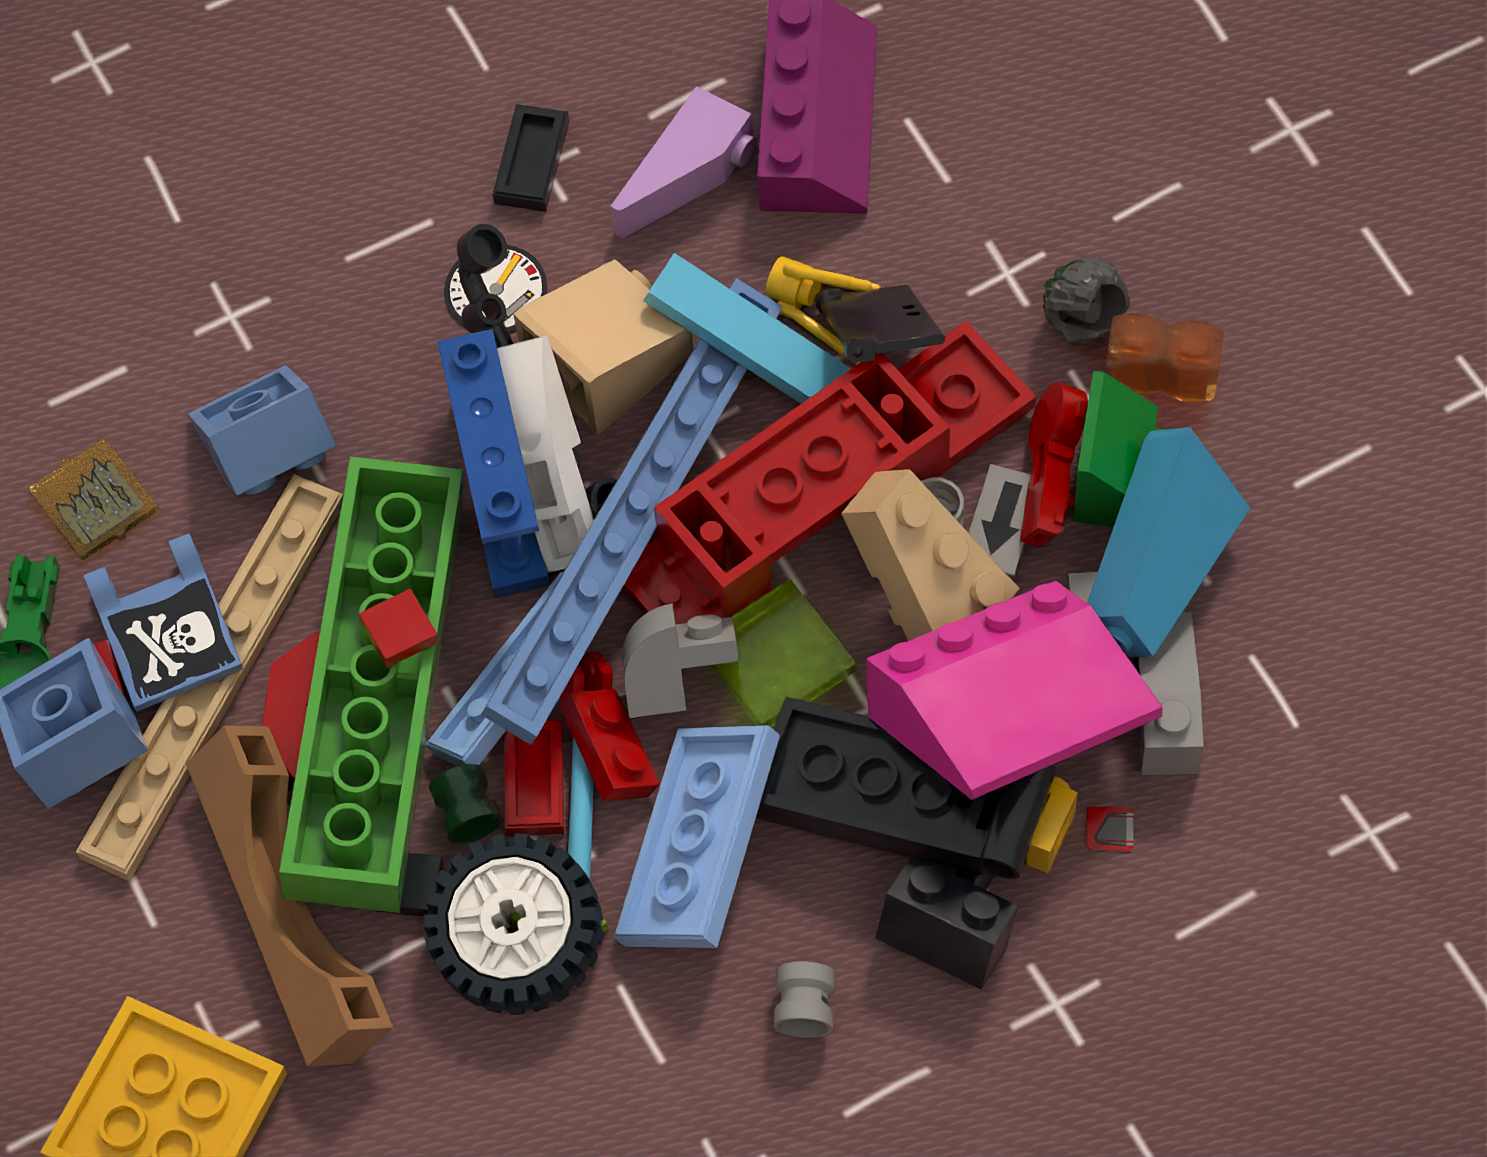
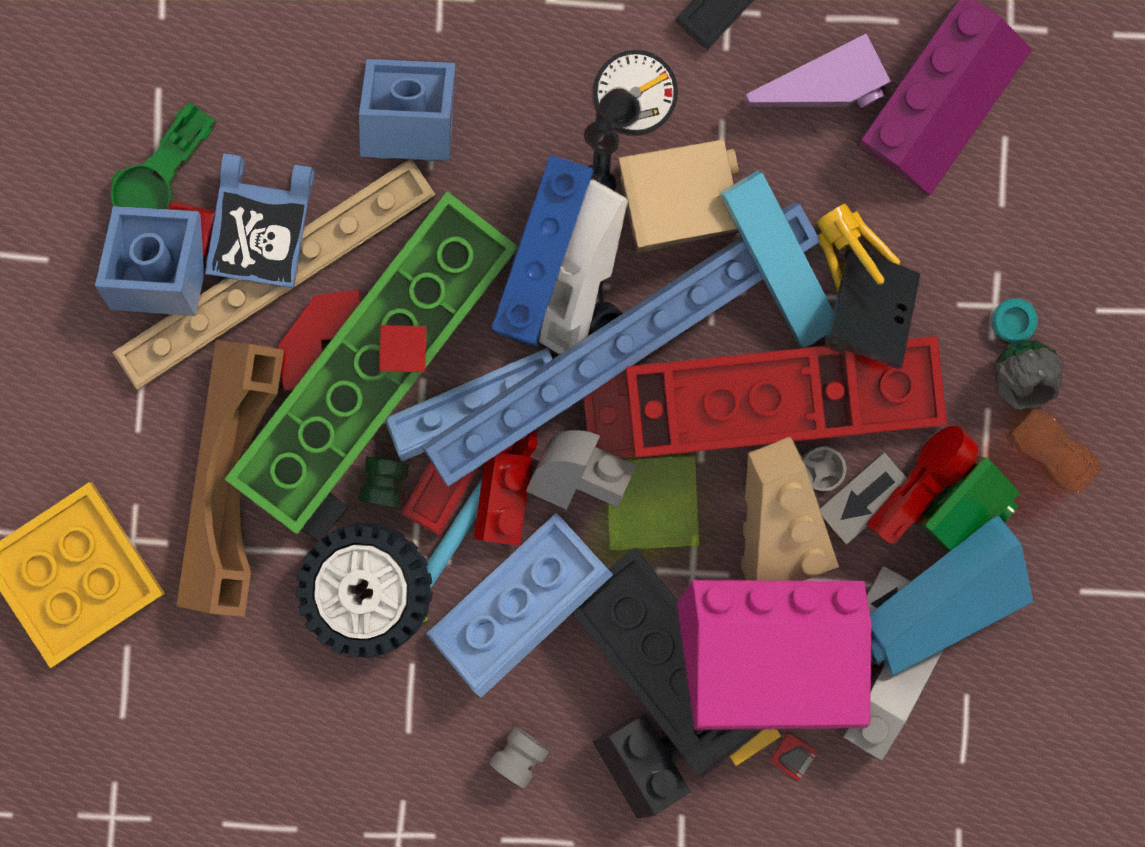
camera: 25 degrees right, 25 degrees up
(93, 499) = (266, 85): piece -> none
(1032, 268) = (1014, 320): none -> teal tile

